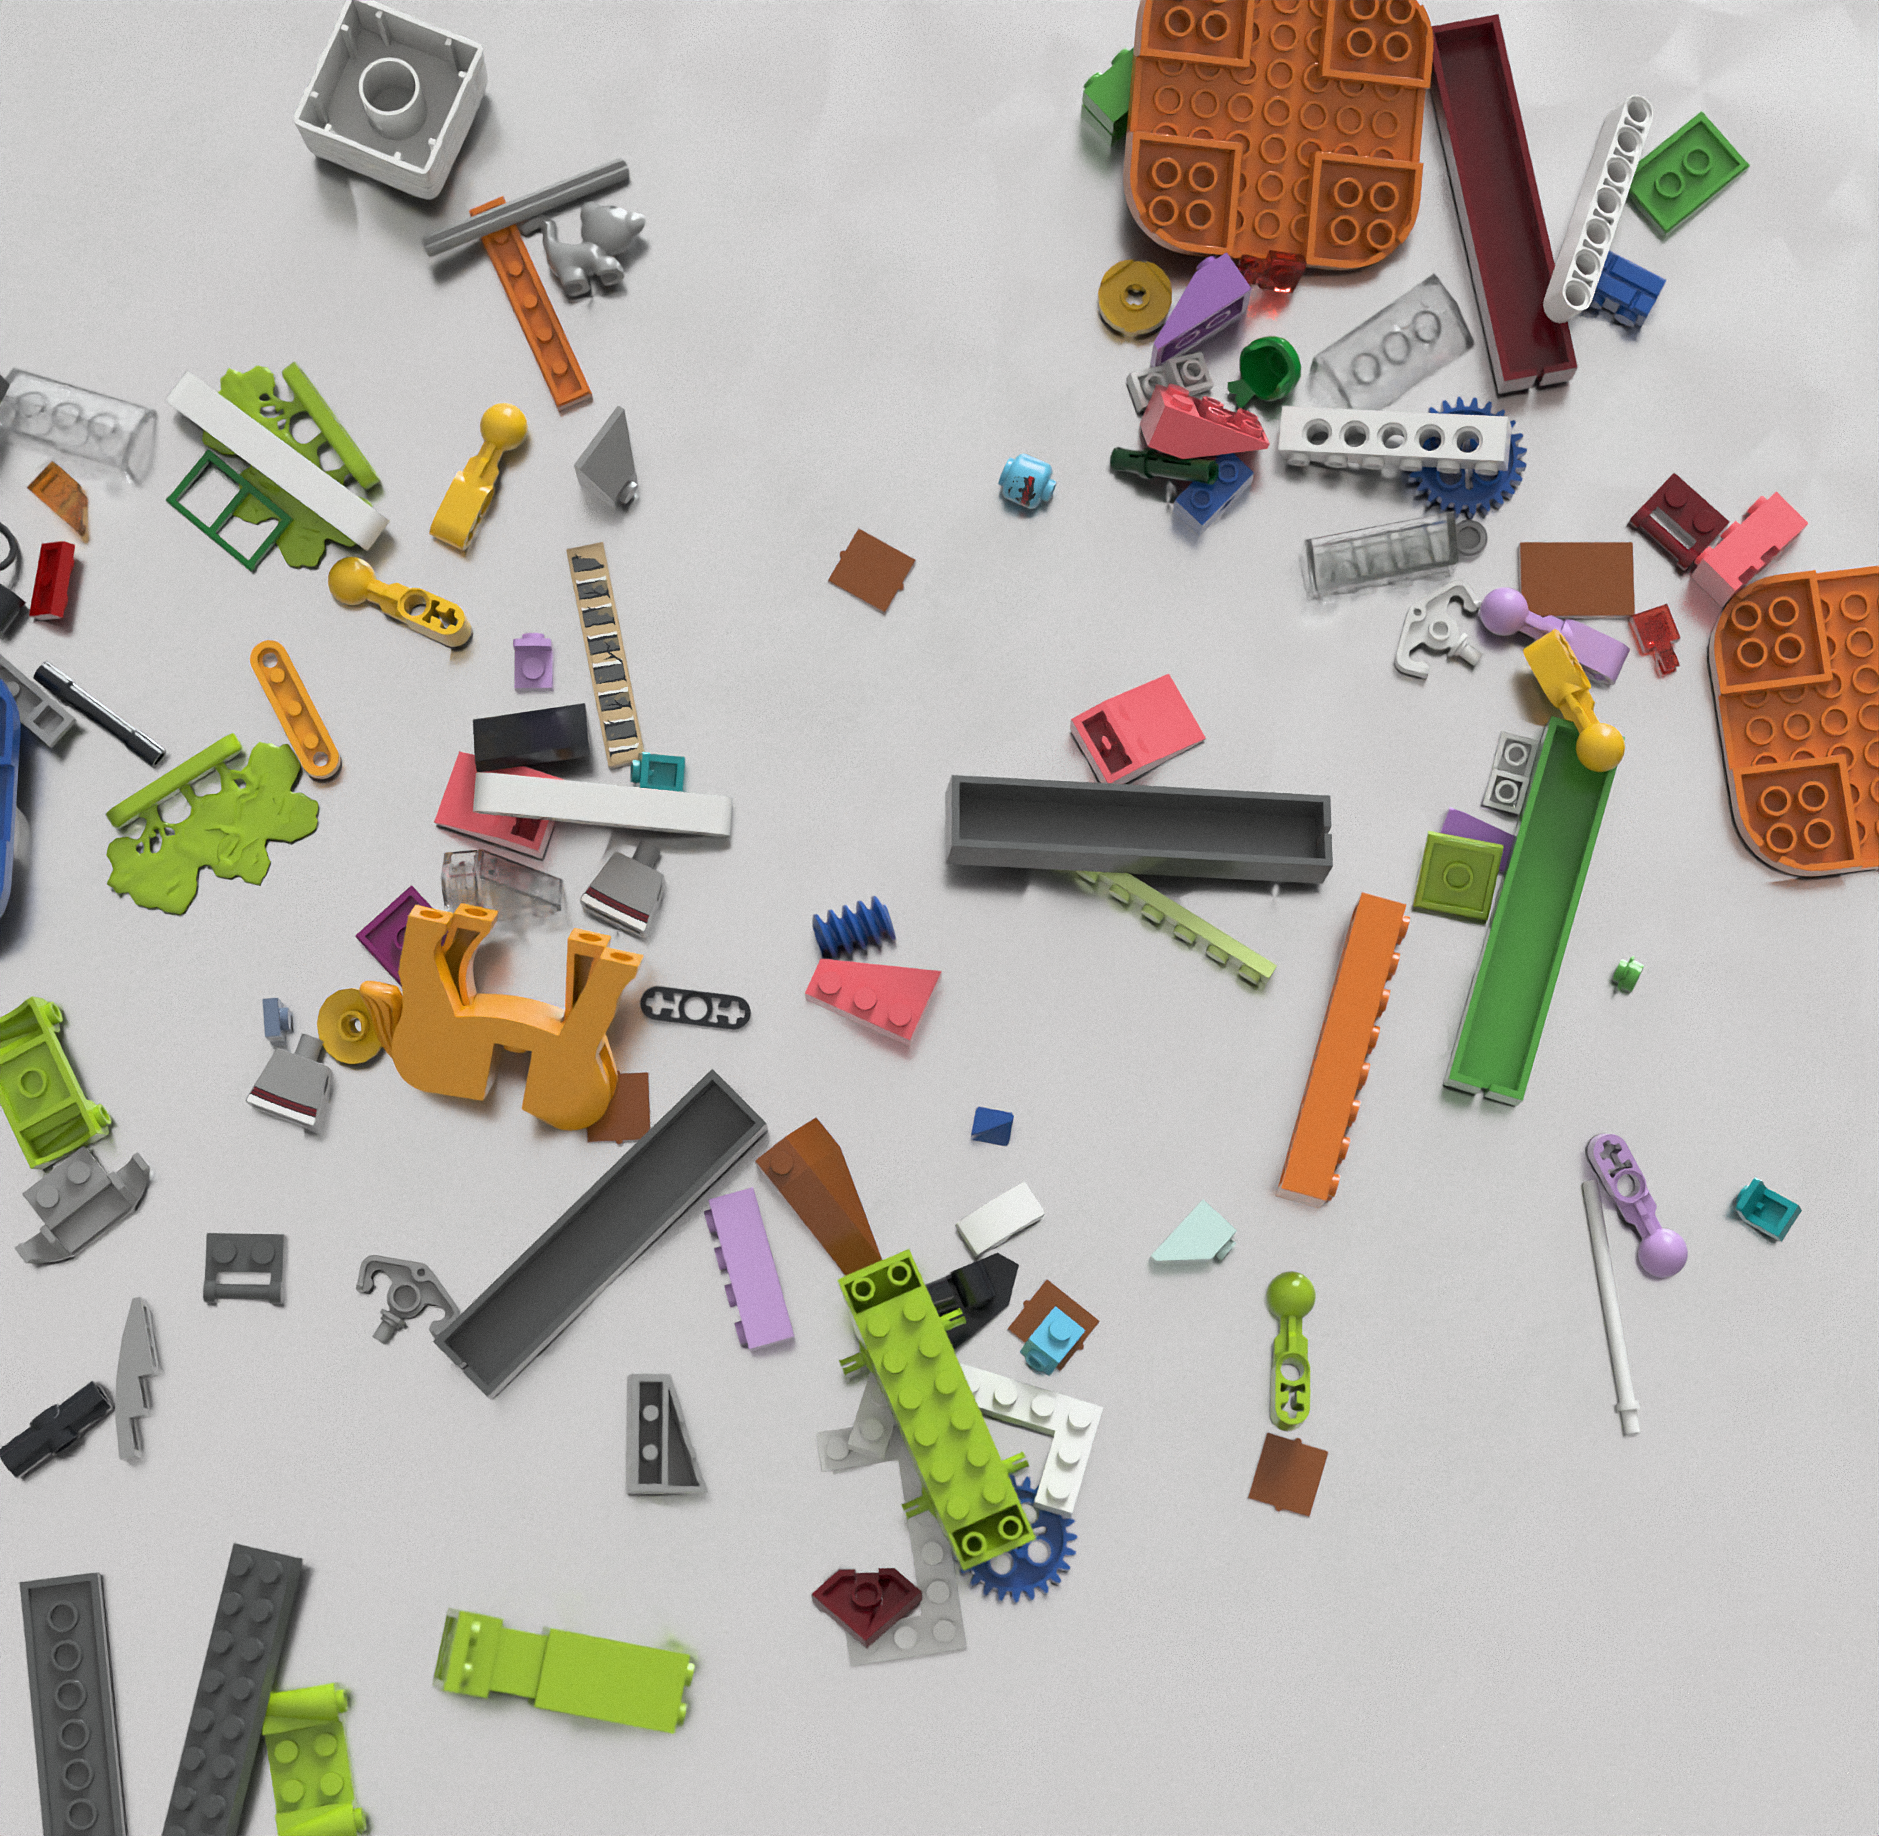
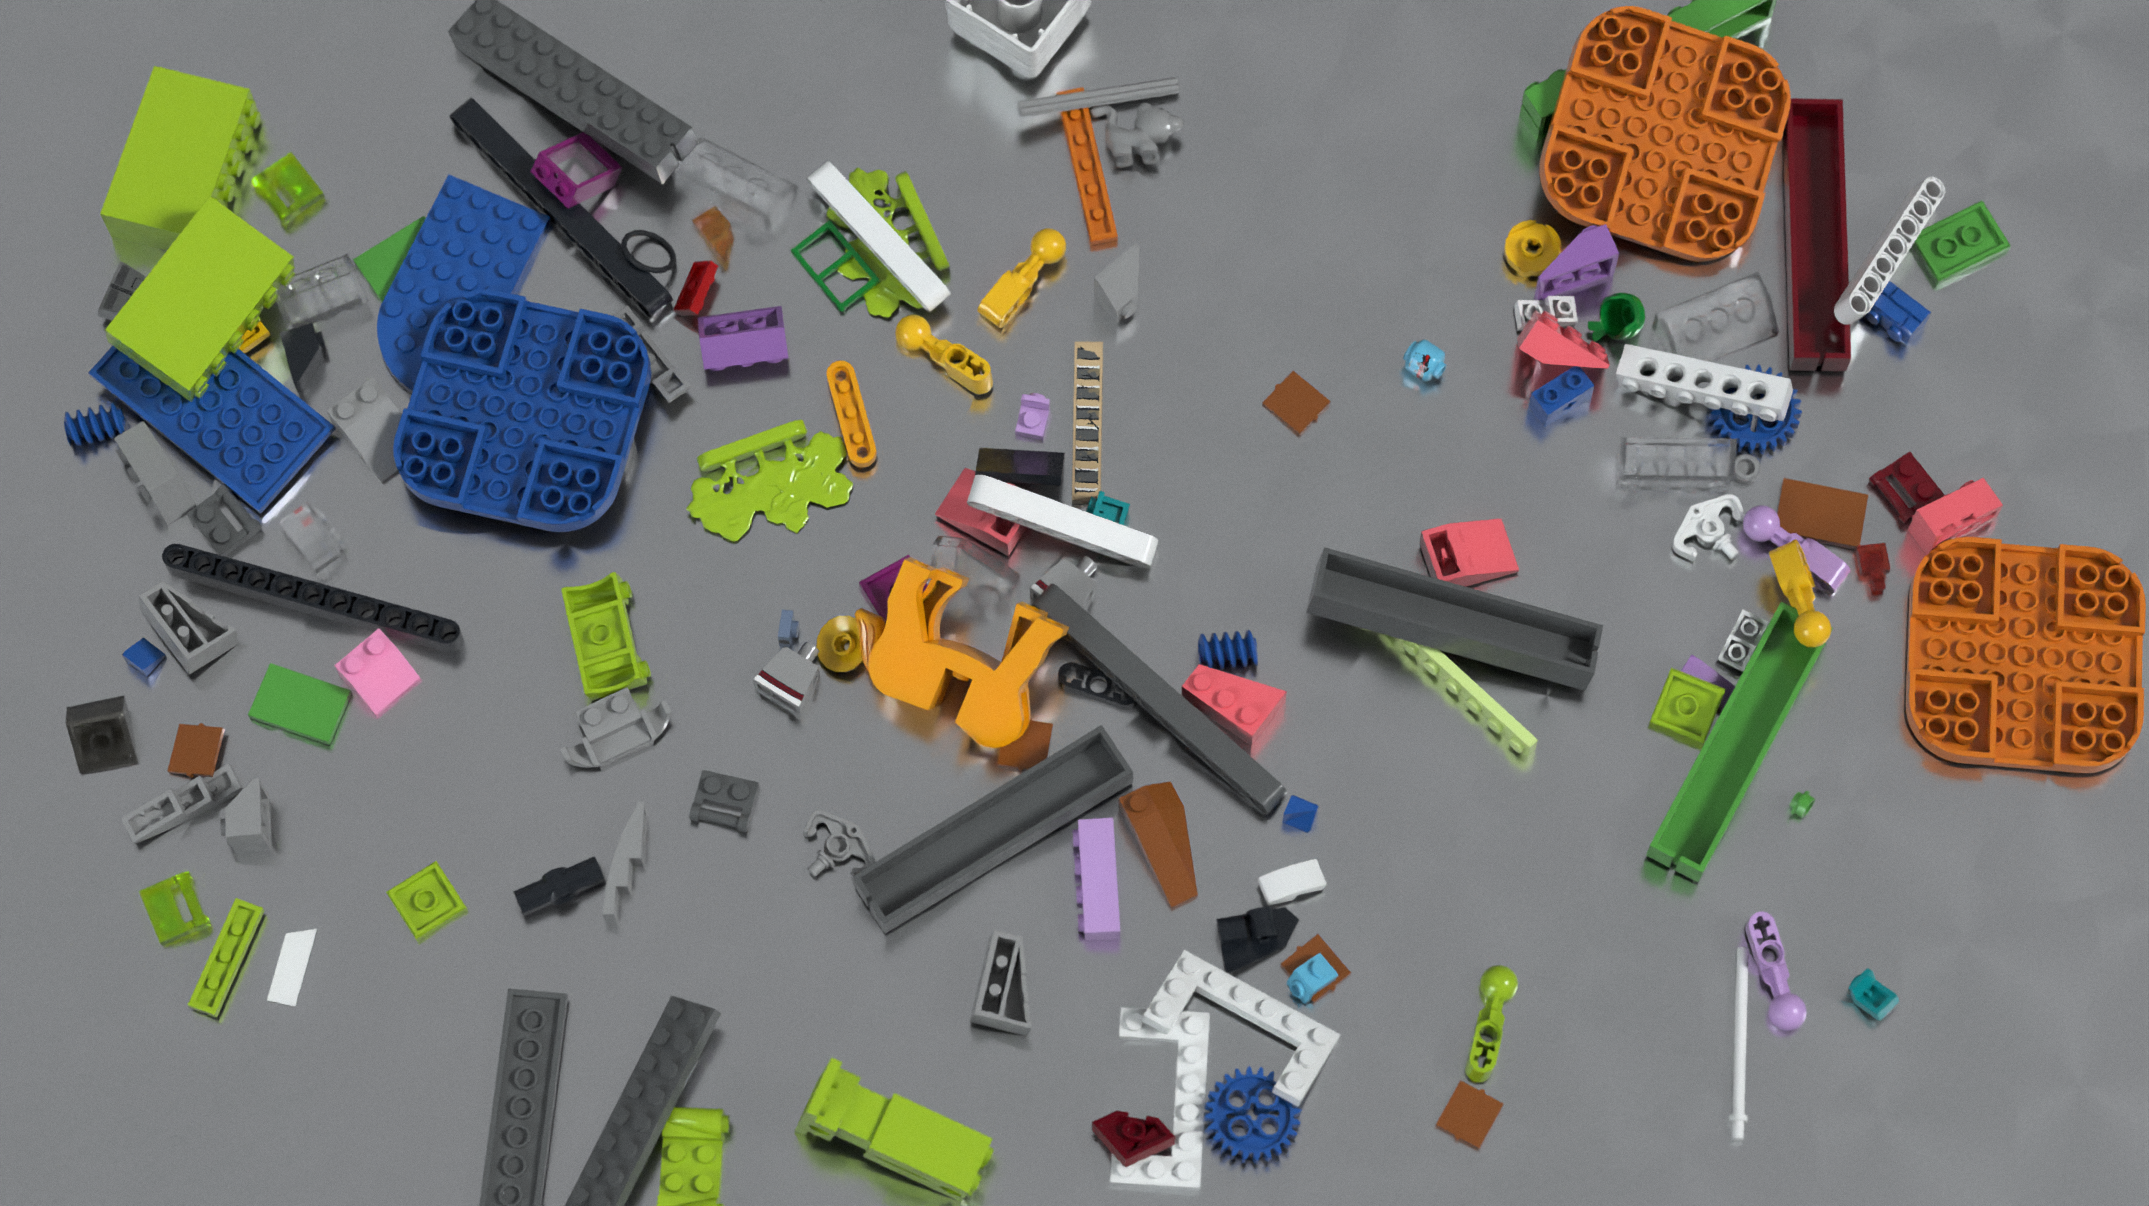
camera: 15 degrees right, 10 degrees down
(66, 689) = (729, 412): black piece -> none
(129, 636) = (742, 338): none -> medium lavender slope
(778, 1014) = (1162, 701): none -> dark grey beam
(934, 1410) = (1213, 999): lime piece -> none
(1151, 463) = (1519, 365): dark green pin -> none
(1197, 1238) = (1436, 926): light aqua slope -> none
(1276, 273) = (1640, 249): clear red plate -> none
(1341, 1050) = (1571, 814): orange brick -> none

